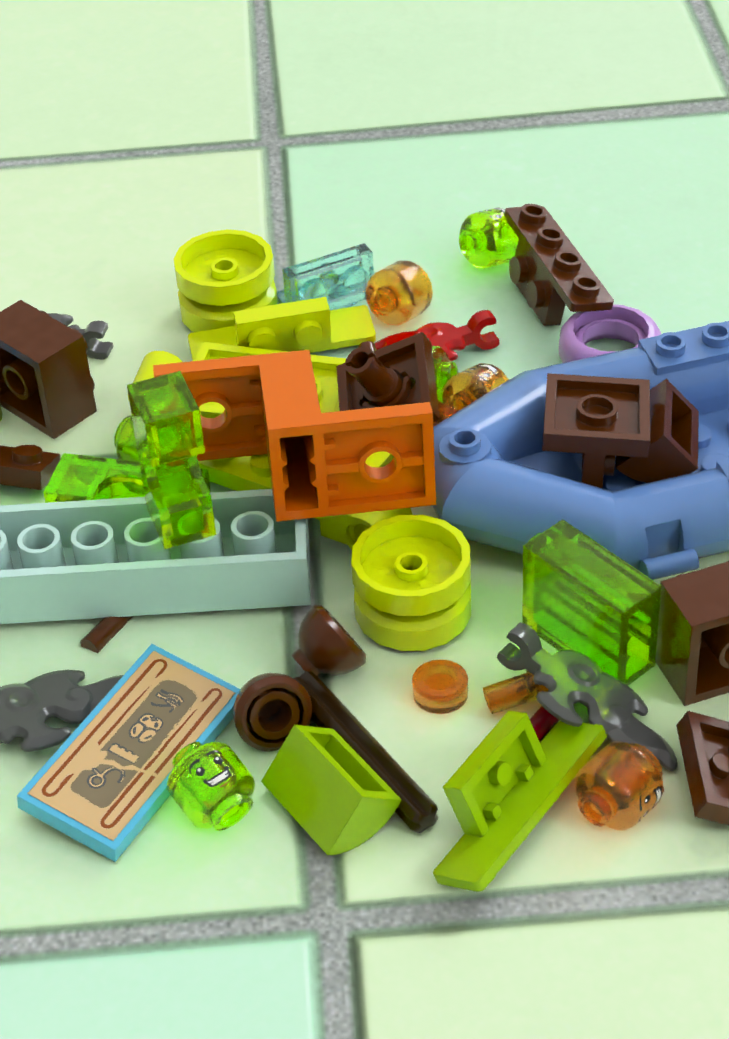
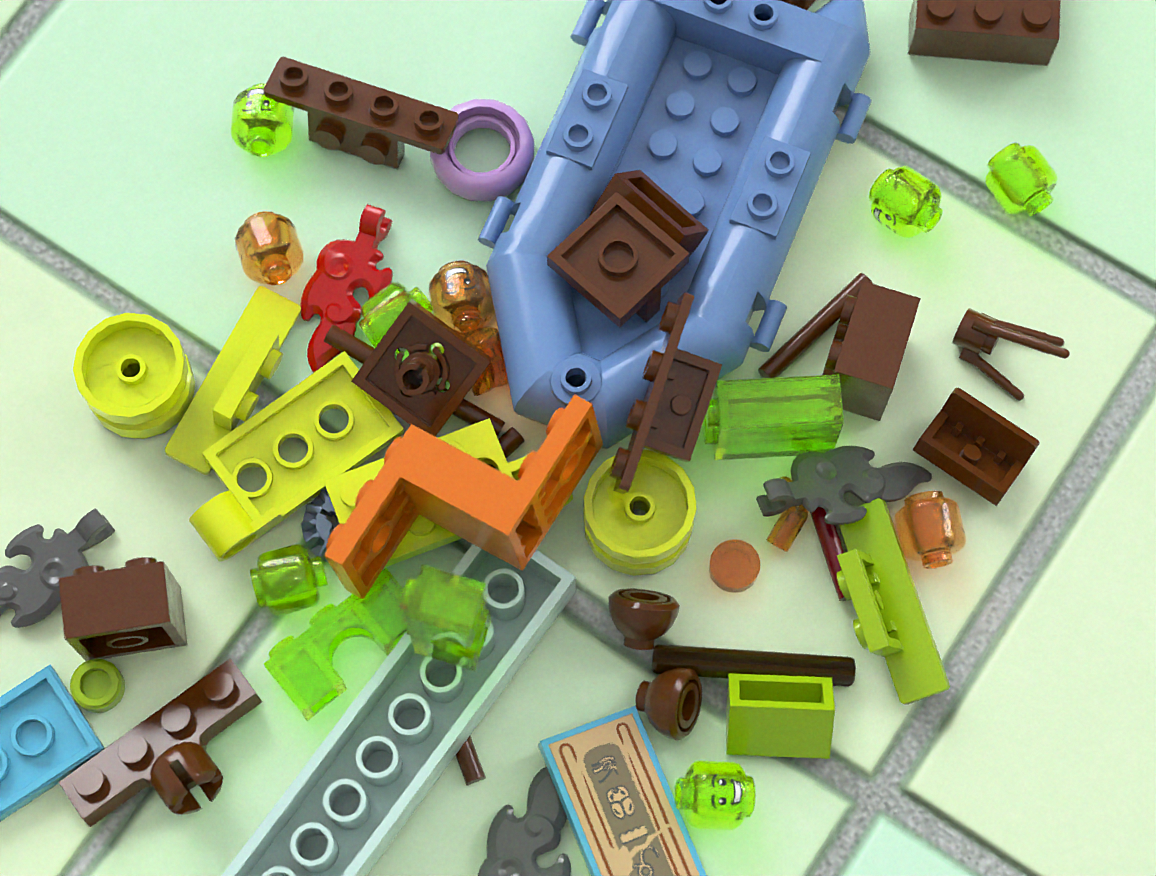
camera: 55 degrees left, 30 degrees up
(336, 276) = (205, 296): clear light blue bracket -> none
(508, 499) = (674, 400): none -> reddish brown bracket

